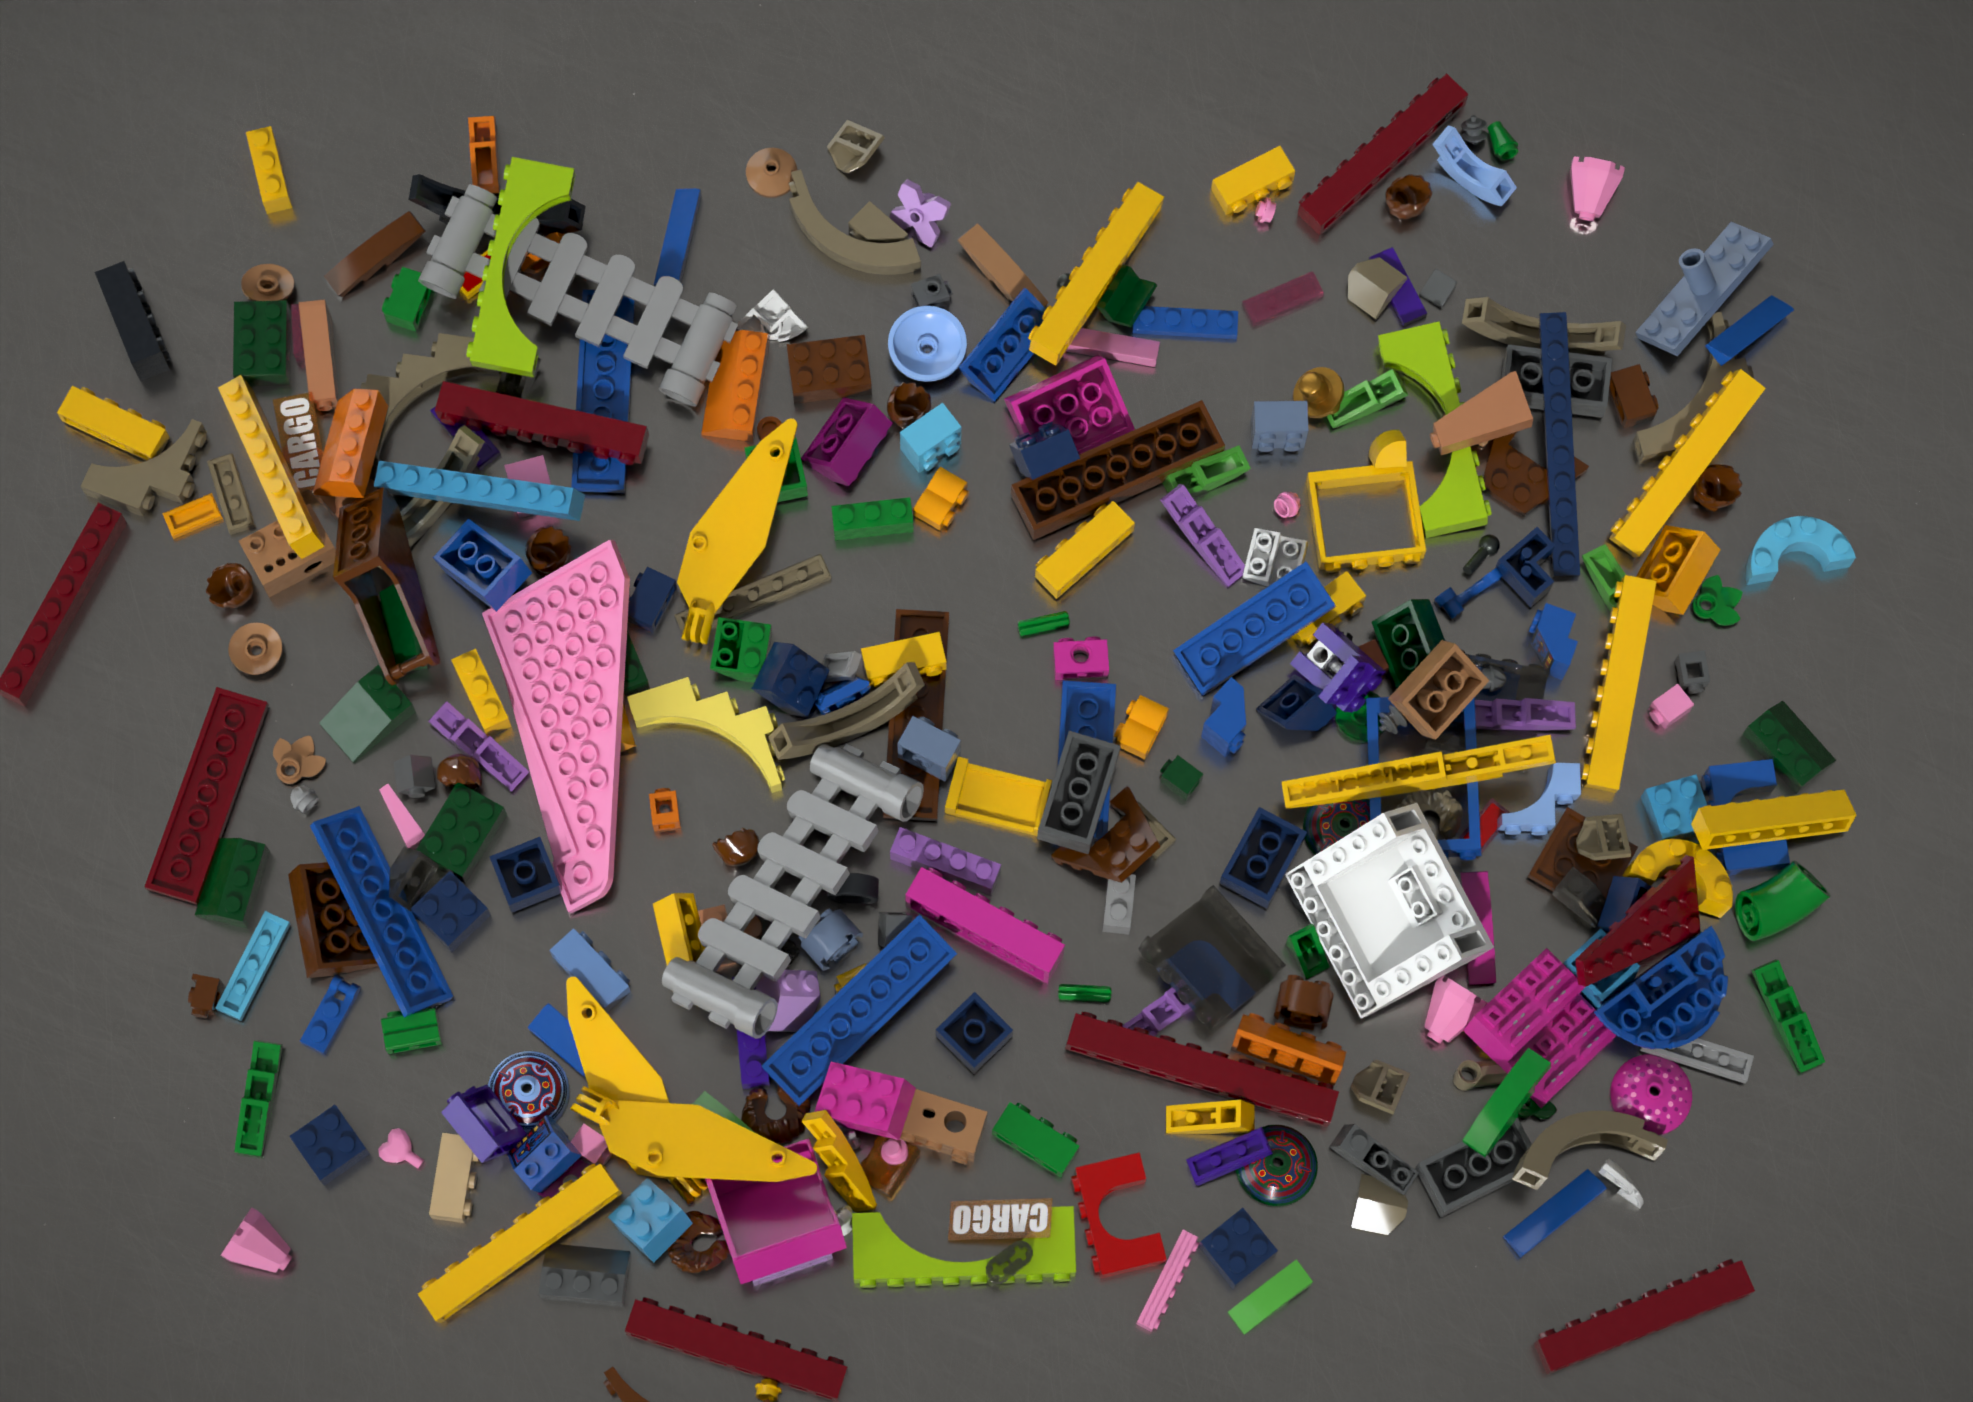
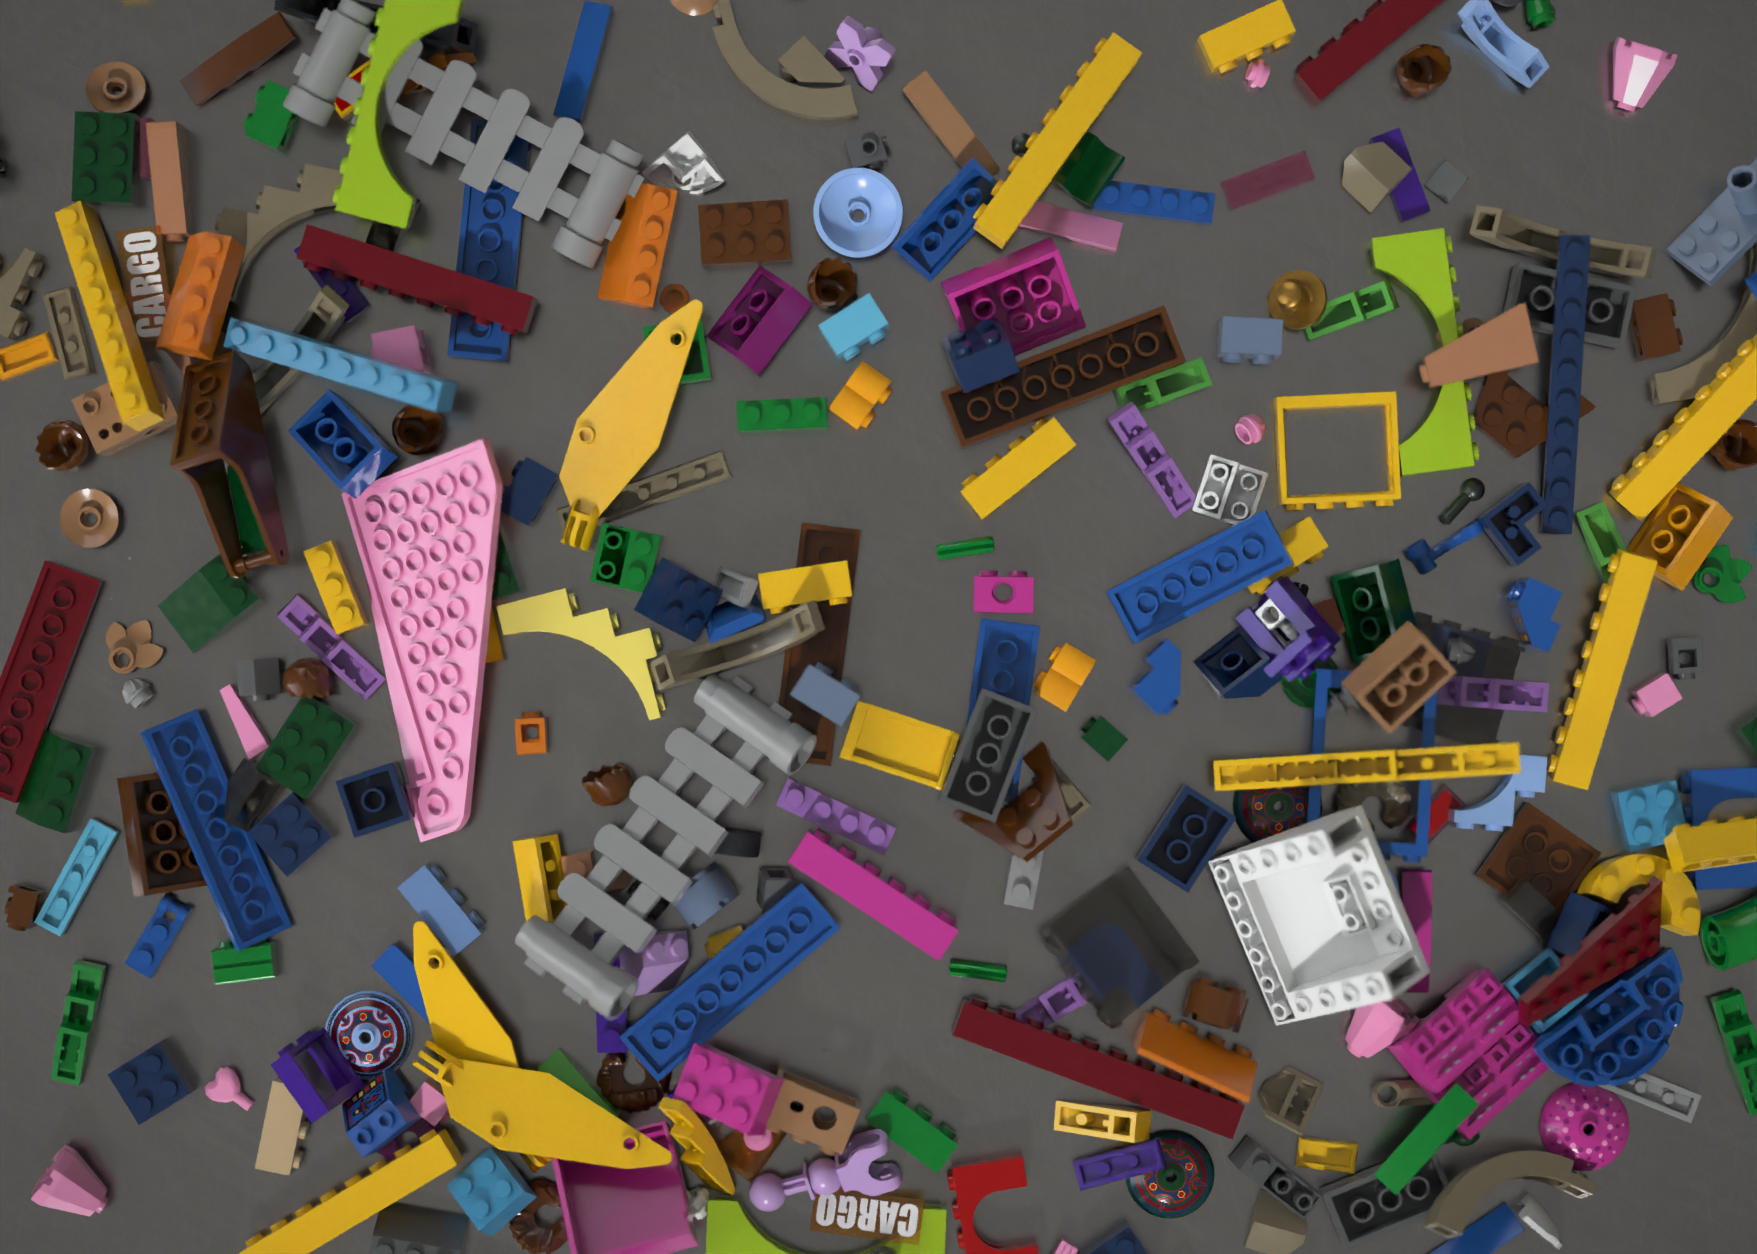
camera: 10 degrees right, 15 degrees up
(960, 1184) = (825, 1176): none -> lavender piece
(974, 1032) = (853, 1011): dark blue brick -> none
(1307, 951) = (1225, 944): green slope -> none
(1389, 450) = (1370, 377): yellow brick -> none
(1418, 1137) = (1326, 1154): none -> yellow tile
(1603, 838) = (1564, 845): dark tan slope -> none

